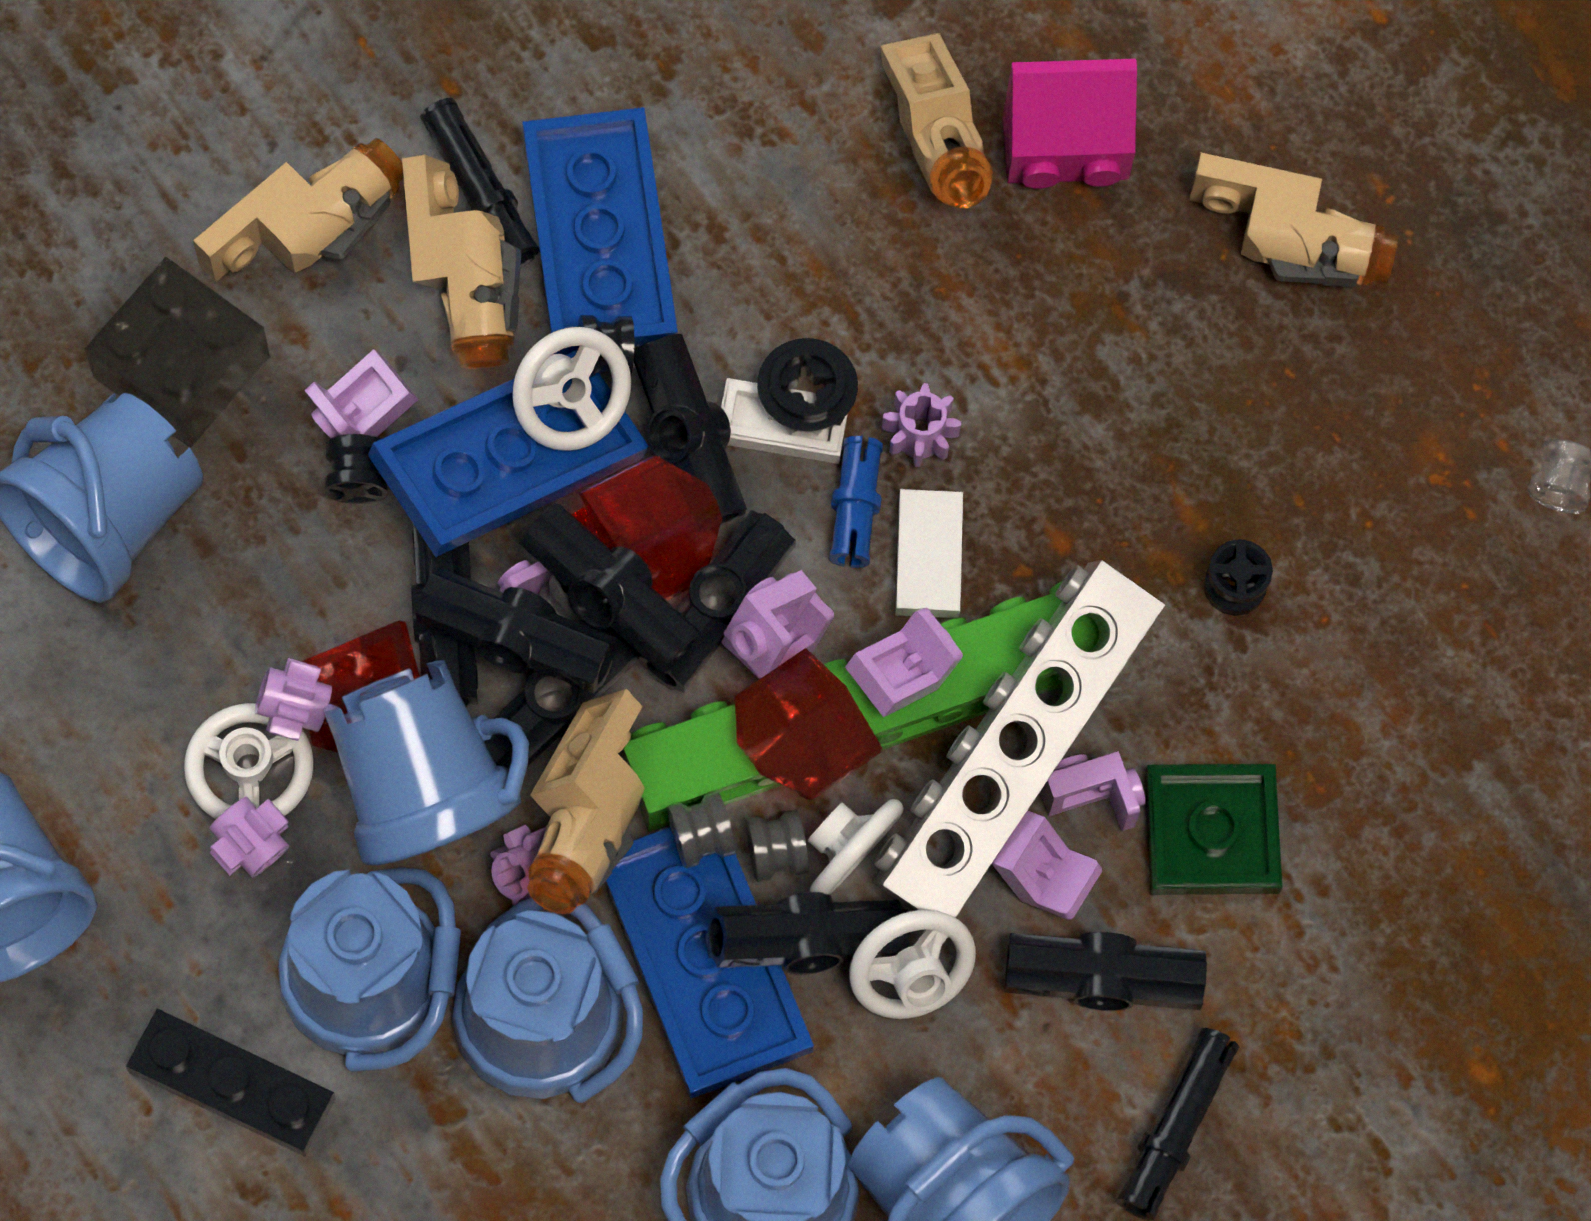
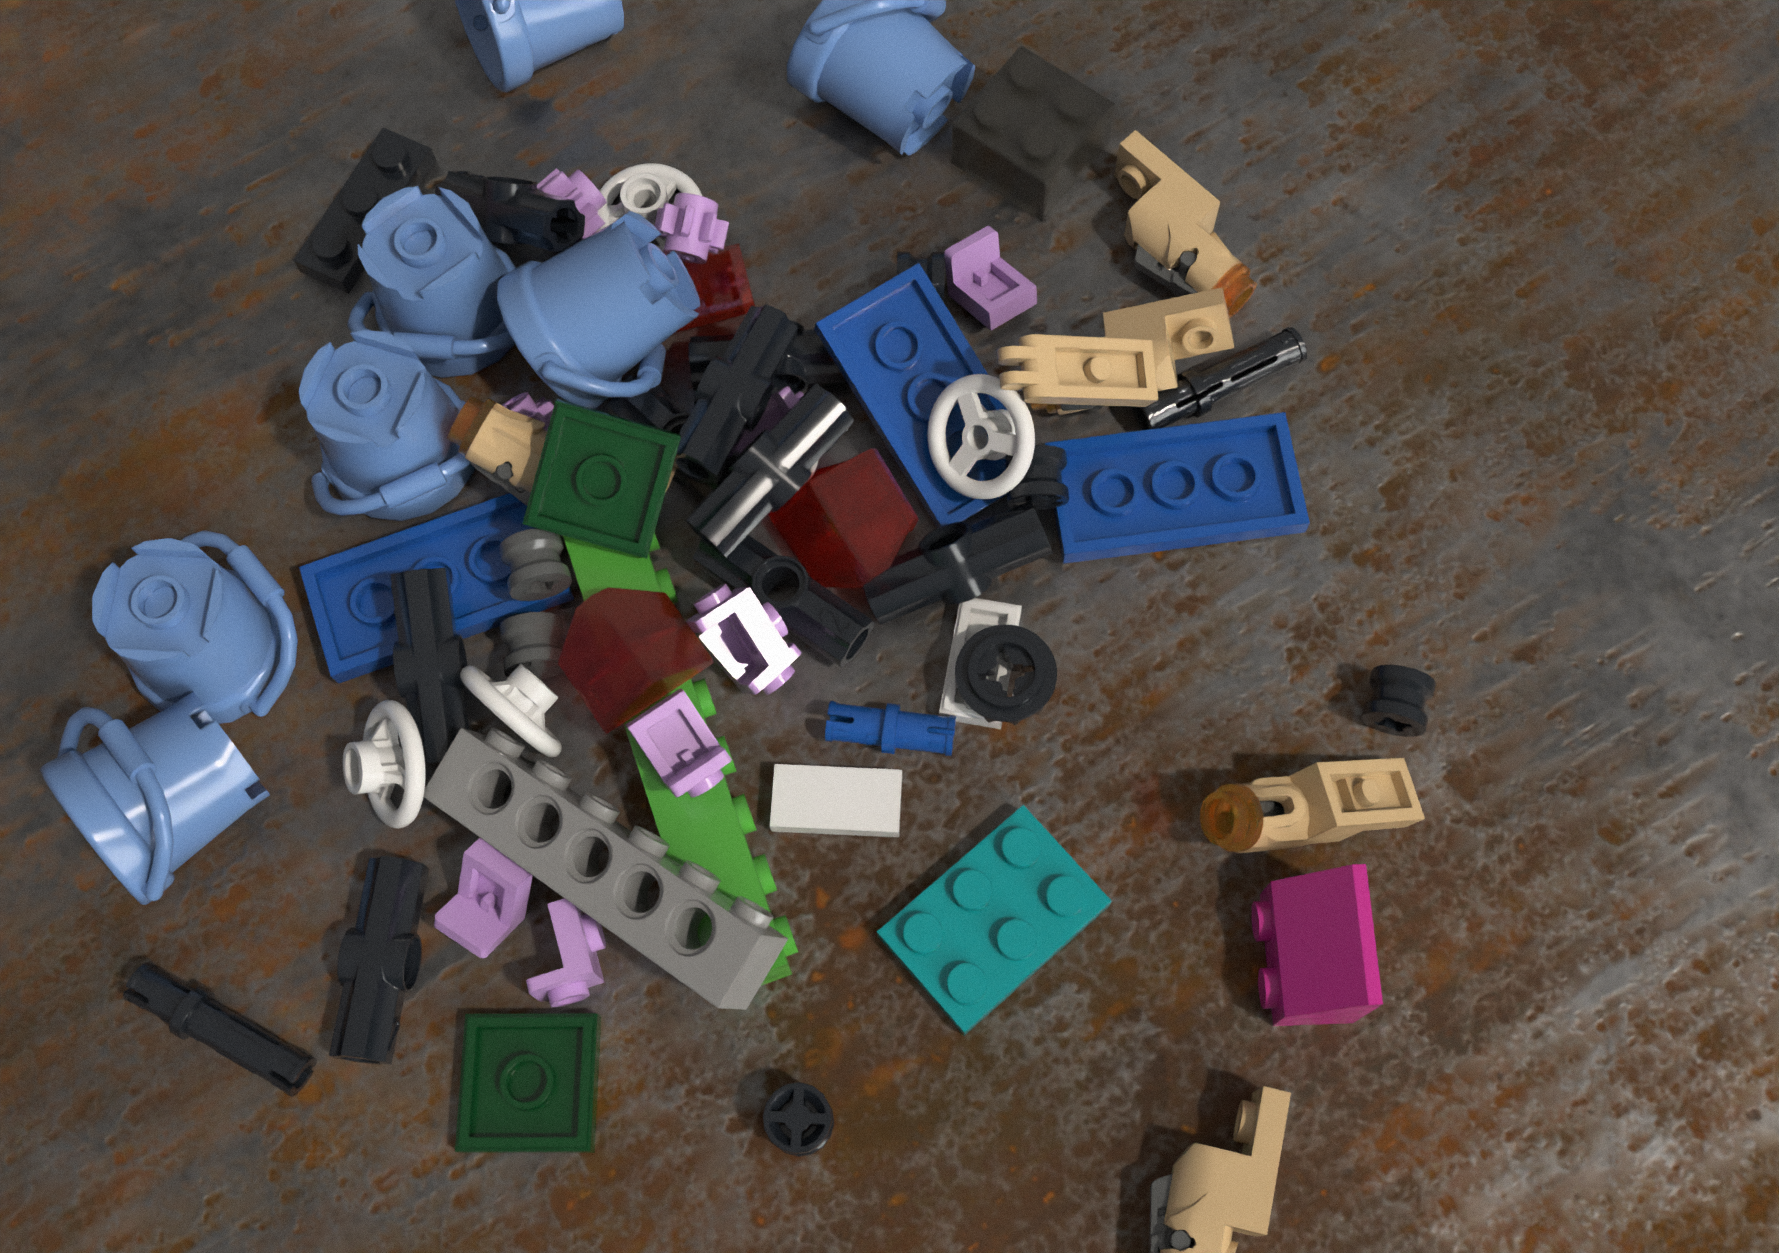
camera: 100 degrees right, 0 degrees up
(266, 887) = (516, 211): none -> black piece
(514, 280) = (1081, 370): none -> tan hinge
(626, 743) = (601, 478): none -> dark green tile
(825, 44) = (1398, 700): none -> black wheel
(925, 407) = (951, 787): lavender gear -> none
(1041, 411) = (993, 919): none -> teal plate

